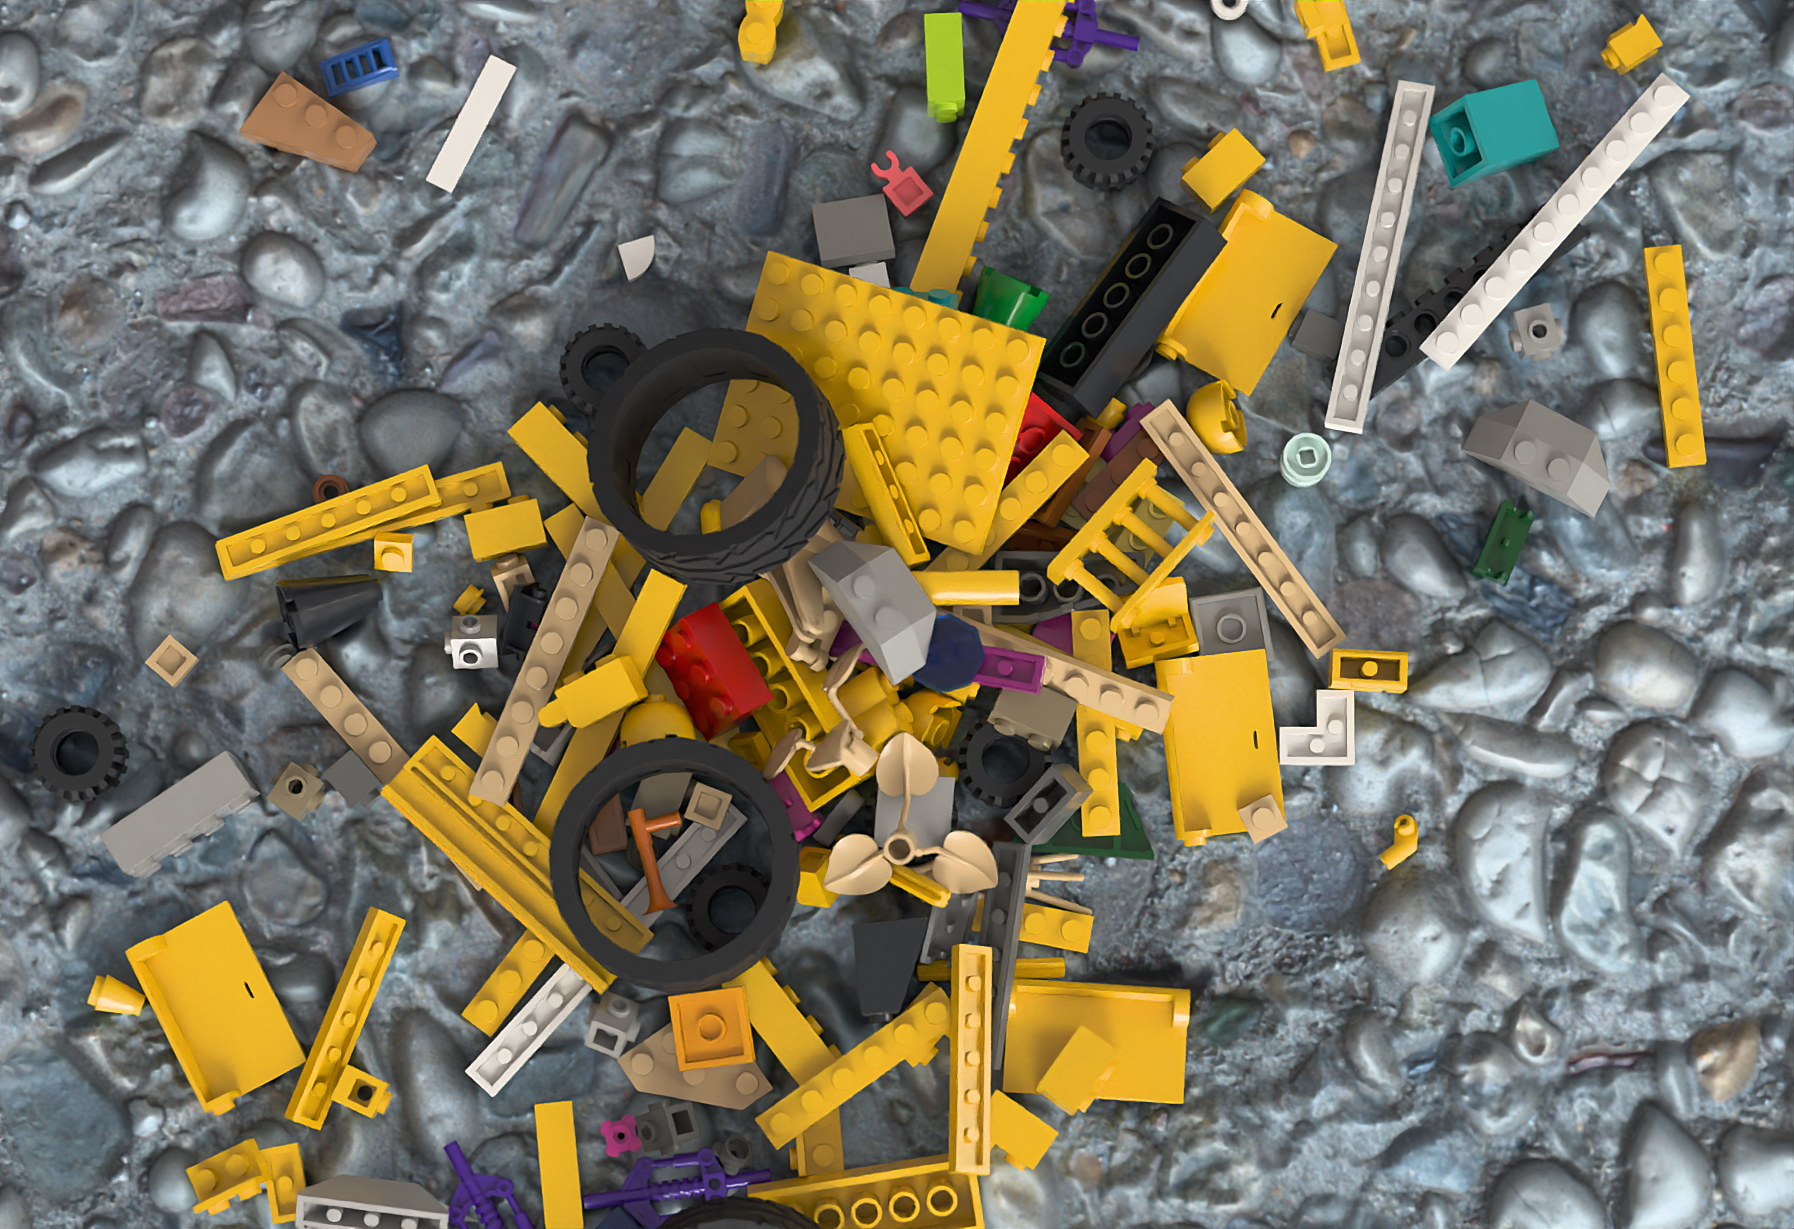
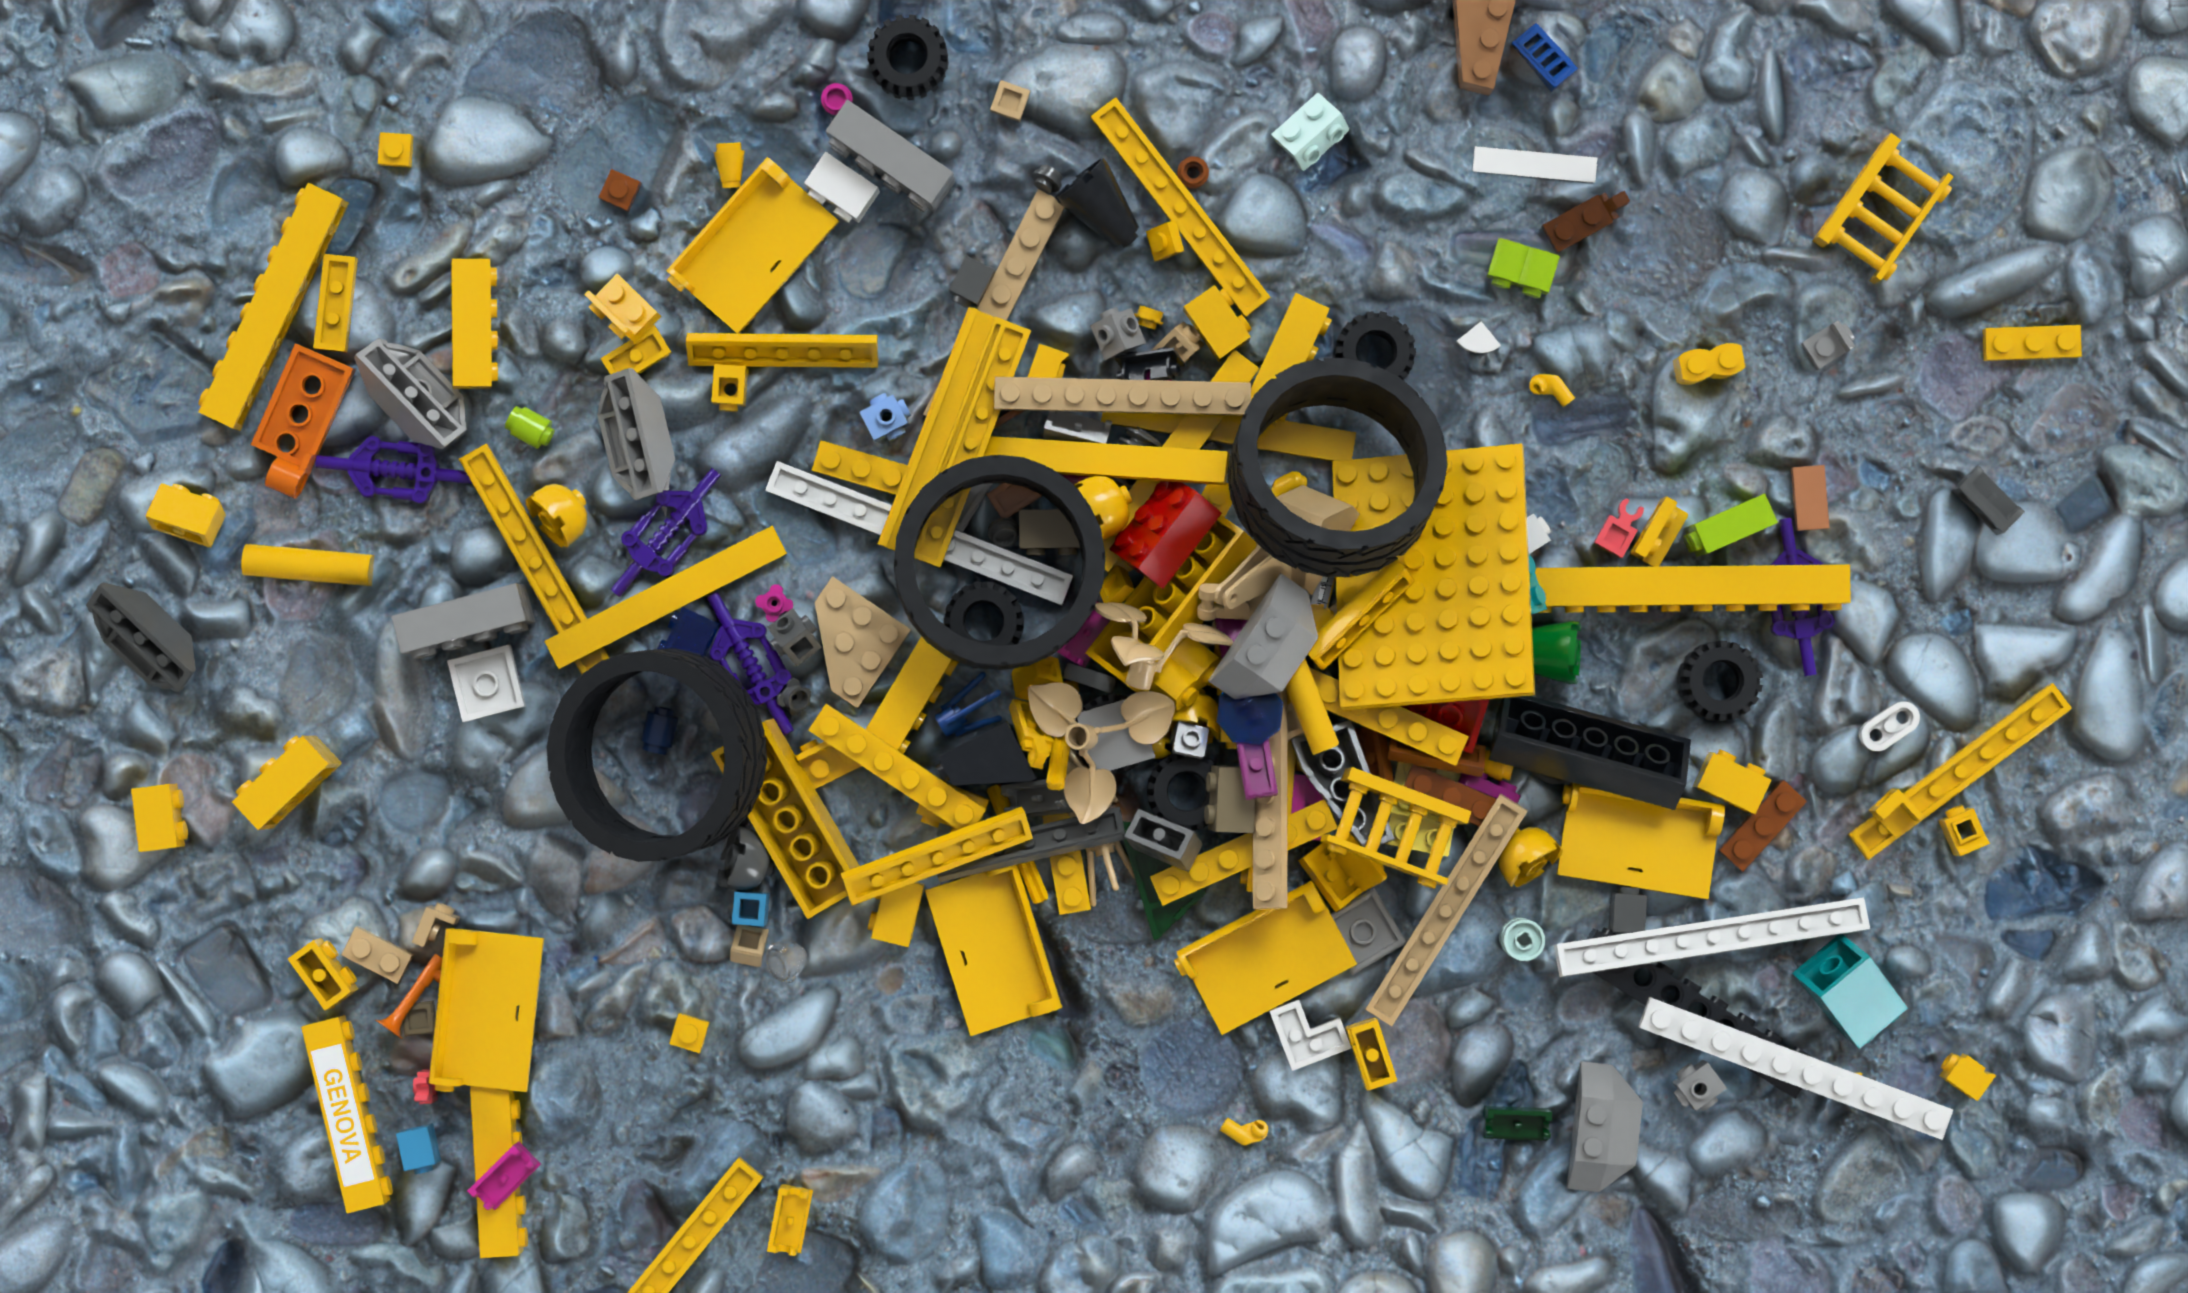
camera: 75 degrees right, 5 degrees up
(91, 851) = (834, 97): none -> dark pink plate
(95, 1131) = (619, 190): none -> dark orange plate
(193, 883) = (841, 188): none -> white brick
(284, 794) = (938, 232): dark tan brick -> none
(328, 521) = (1168, 179): yellow plate -> none
(338, 347) = (1311, 131): none -> light aqua bracket
(475, 942) = (874, 414): none -> light blue brick
(552, 94) = (1583, 220): none -> reddish brown hinge
(577, 179) = (1522, 267): none -> lime brick
(596, 695) = (1109, 447): yellow hinge -> none
(612, 1024) = (858, 562): light grey brick -> none
(641, 831) = (1017, 525): orange piece -> none
(695, 598) = (1218, 496): none -> yellow plate
(708, 806) = (1057, 570): tan plate -> none
(711, 1028) = (884, 642): light orange plate -> none
(717, 198) = (1551, 385): none -> yellow arm
(826, 987) = (952, 718): none -> blue plant
(853, 231) = (1566, 505): light grey tile -> none
(875, 906) = (1029, 734): none -> yellow hinge
(921, 144) = (1659, 532): none -> yellow bracket
(949, 734) = (1189, 740): none -> light grey bracket
(1077, 1071) = (962, 943): yellow brick -> none
(1262, 818) = (1220, 1013): tan plate -> none
(1282, 158) = (1763, 826): none -> dark orange plate
(1674, 356) = (1724, 1204): yellow plate -> none

